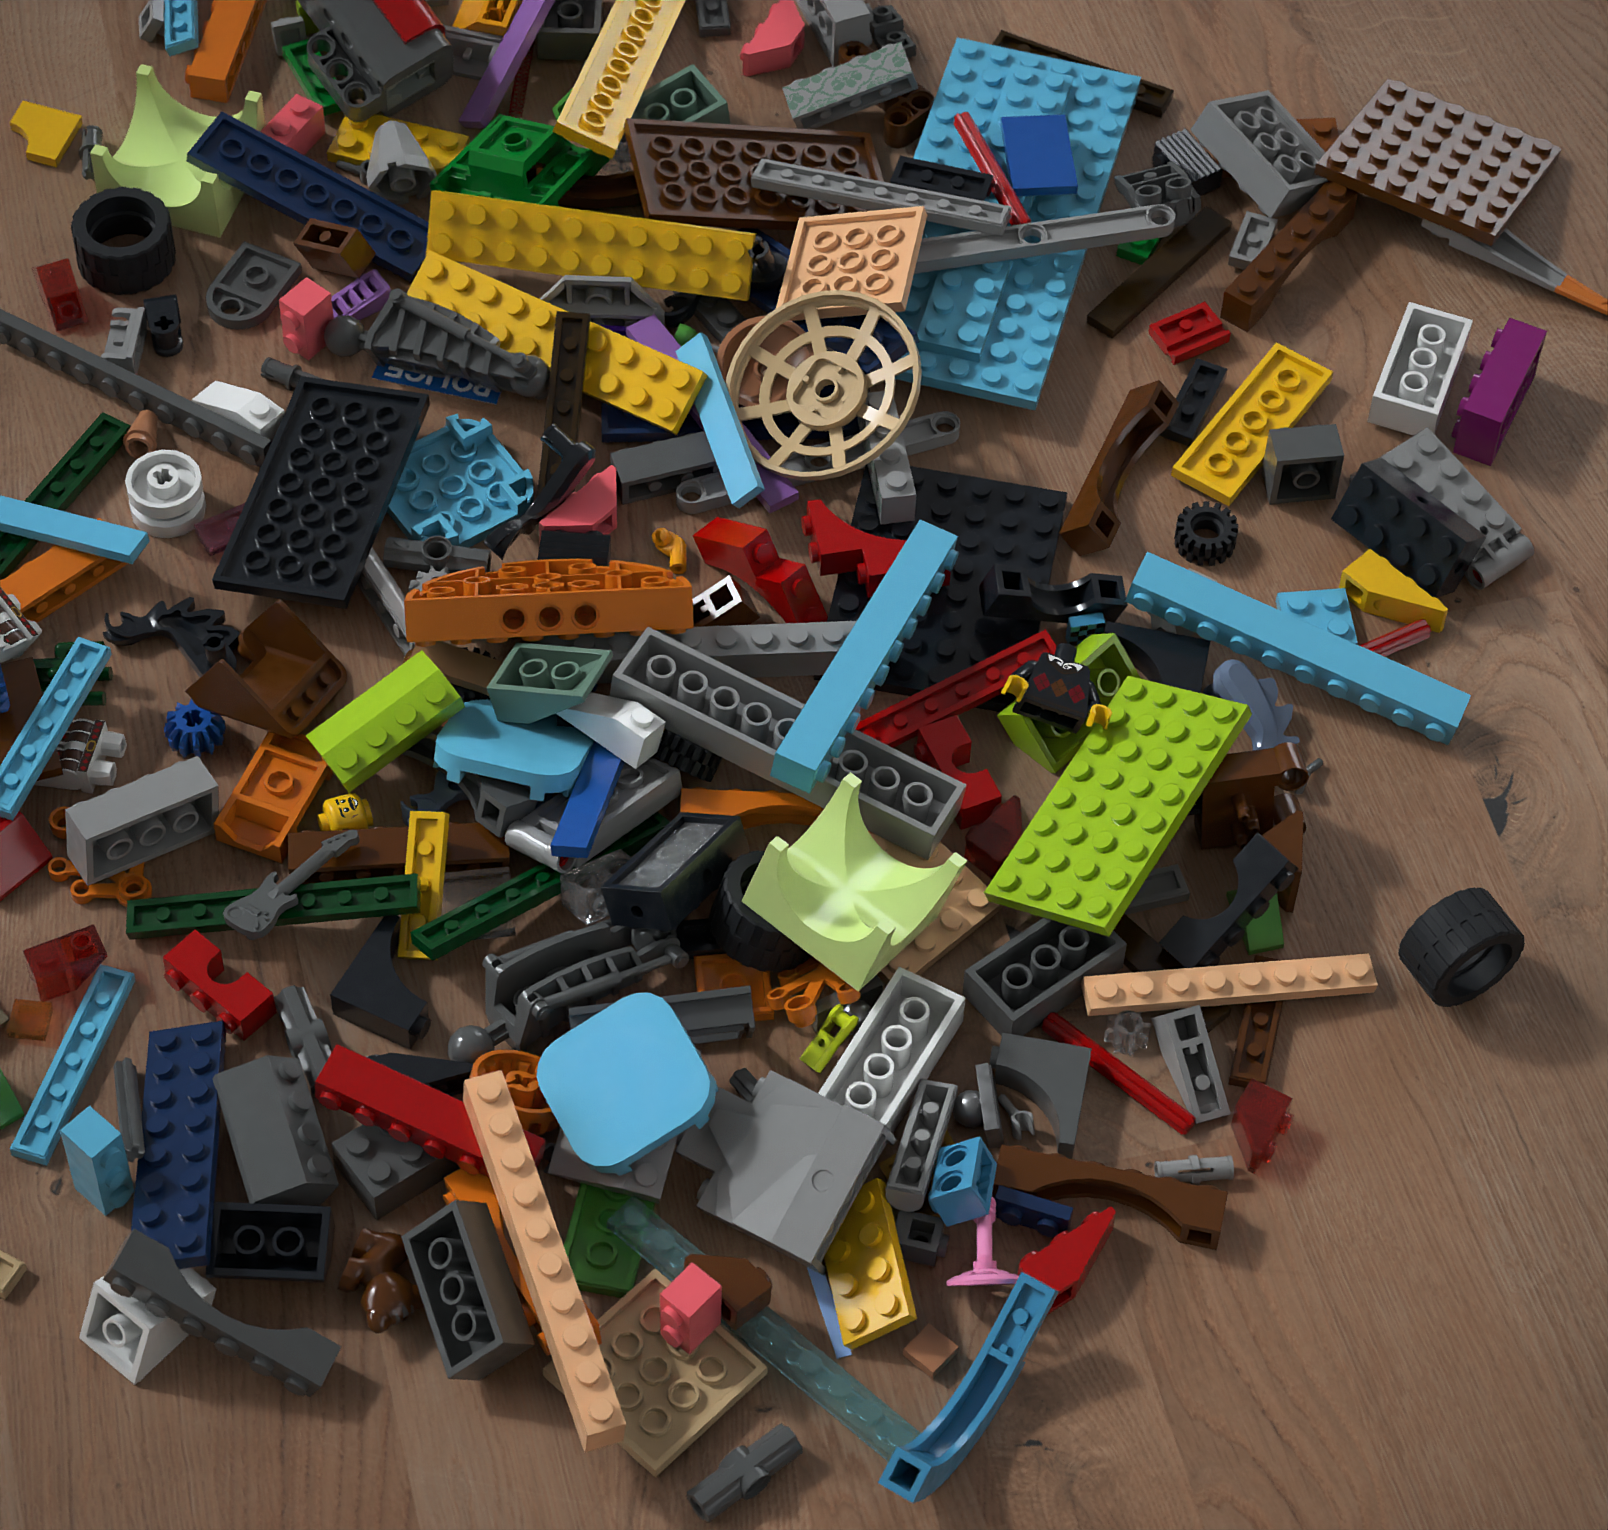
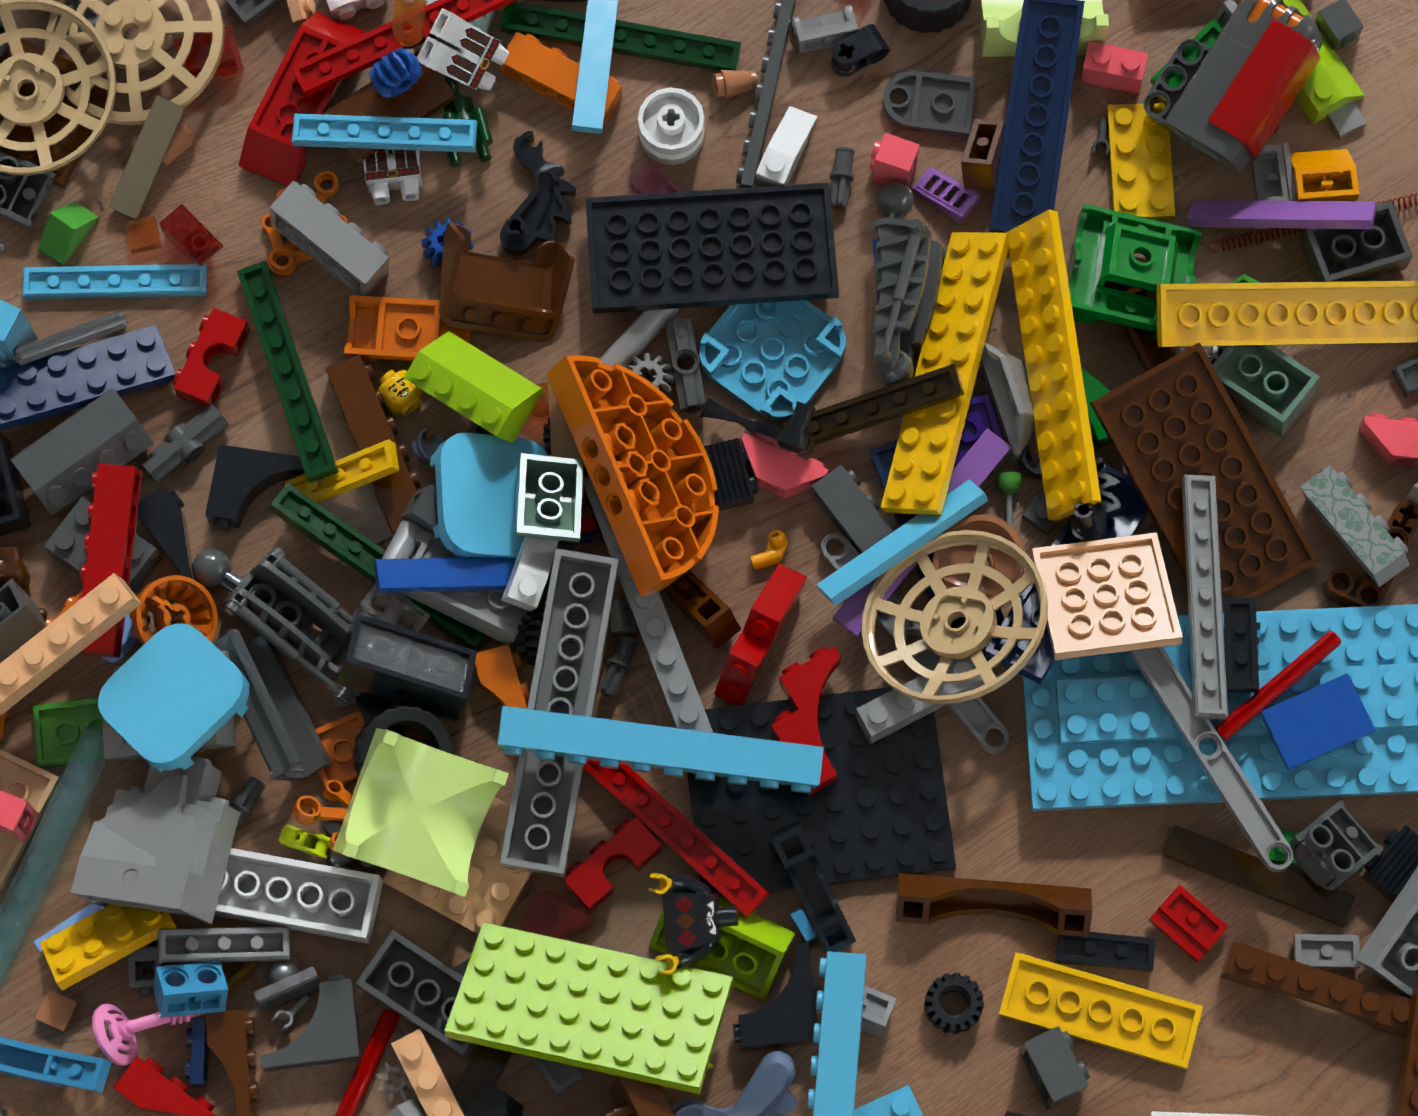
camera: 75 degrees right, 20 degrees up
(259, 912) = (267, 361): dark grey piece -> none
(398, 165) = (1102, 167): light grey cone -> none
(744, 1287) = (42, 838): reddish brown slope -> none

